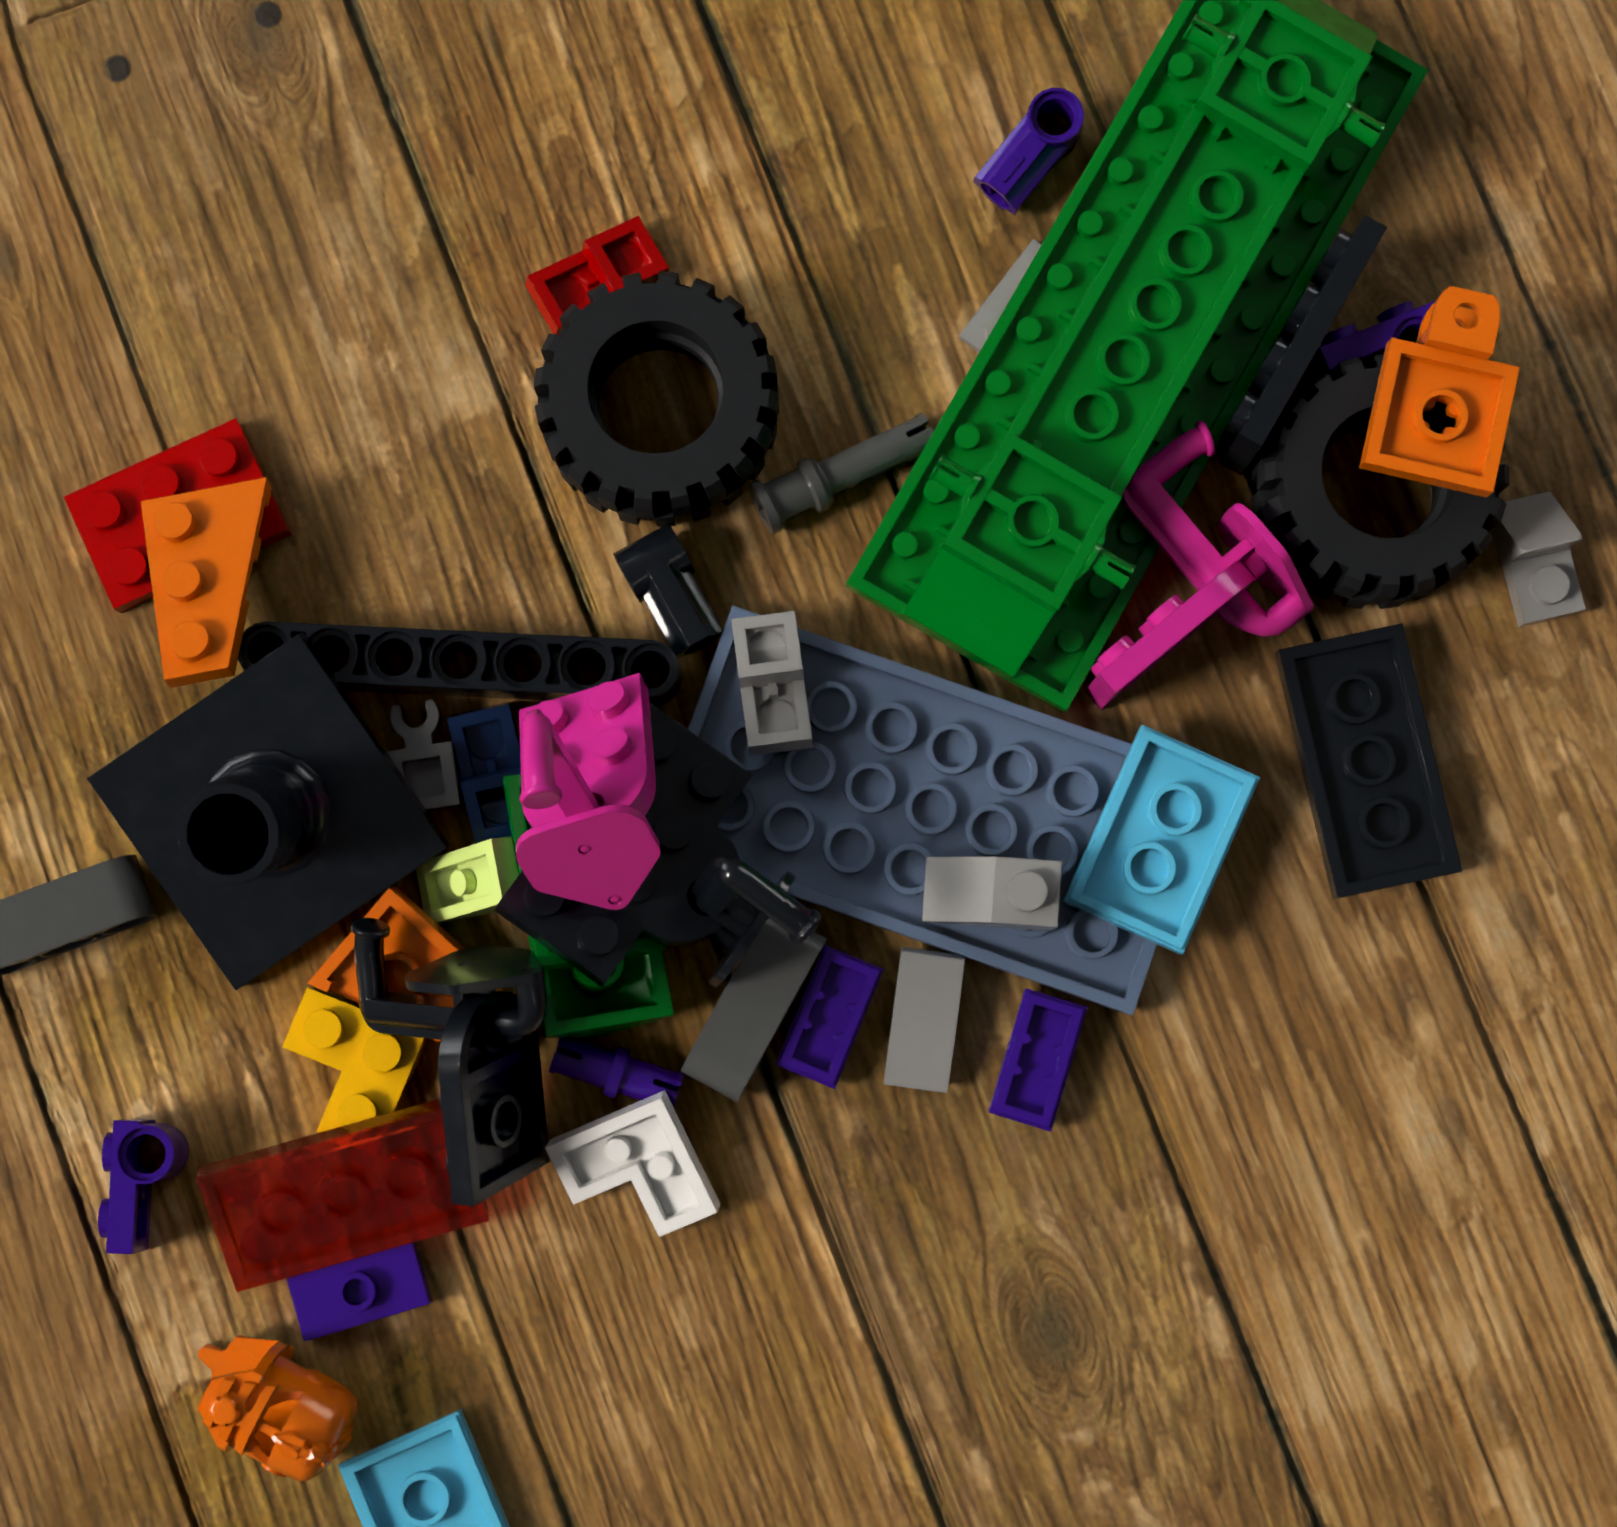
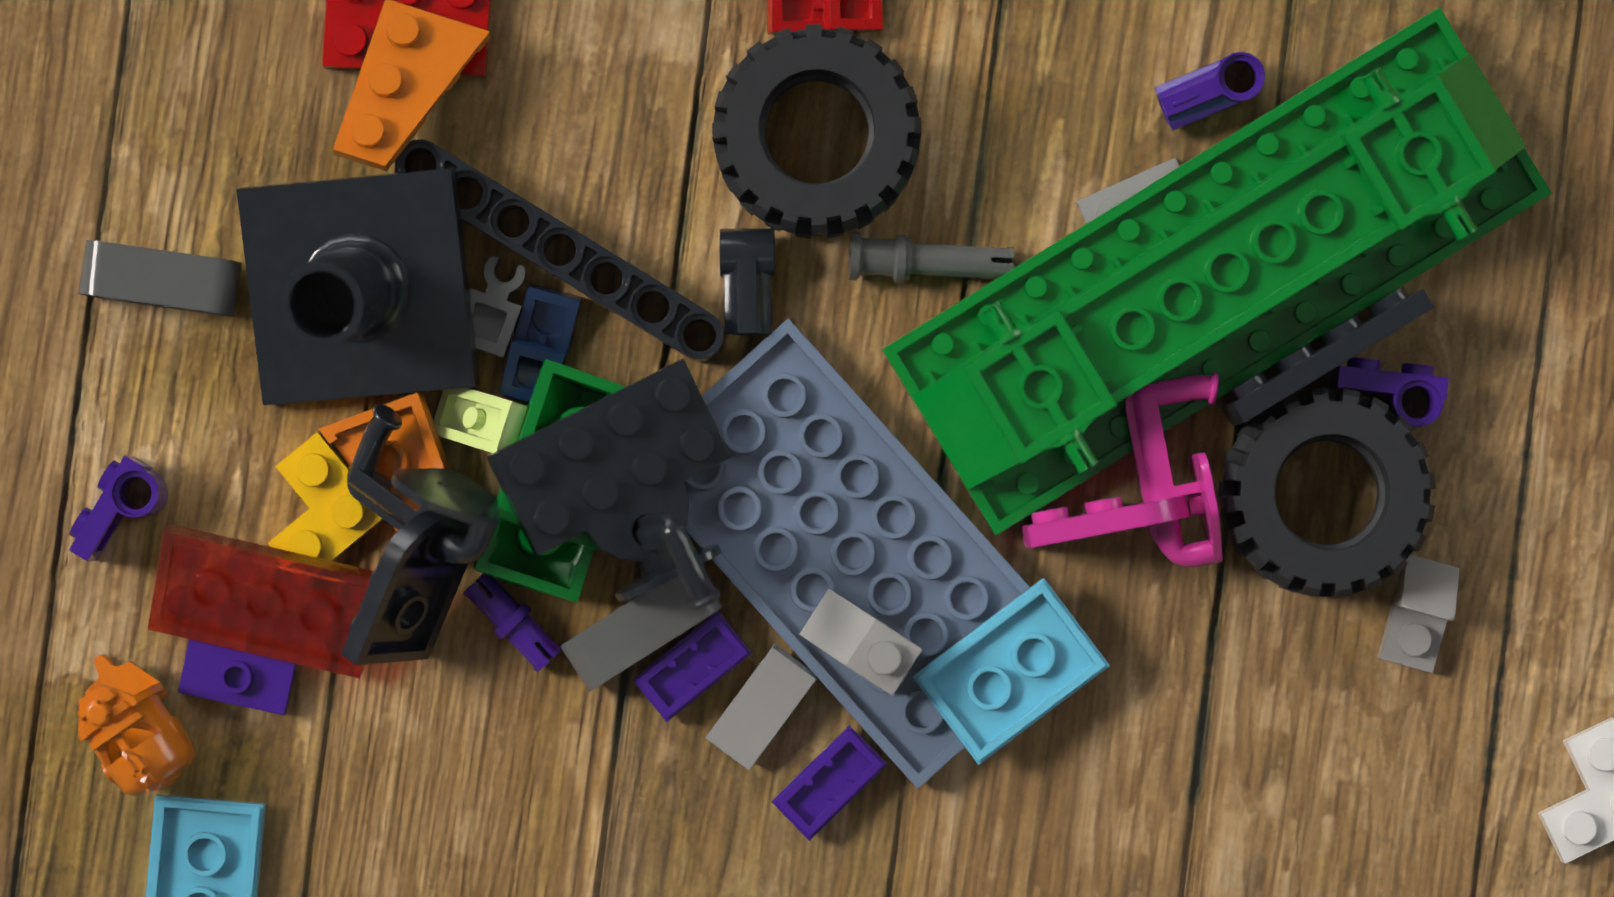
camera: 30 degrees right, 5 degrees up
(588, 793) = (608, 379): dark pink plate -> none
(641, 1146) = (504, 689): white plate -> none
(772, 683) = (784, 395): light grey slope -> none
(1367, 761) = (1201, 697): black plate -> none
(1450, 368) = (1422, 448): orange plate -> none

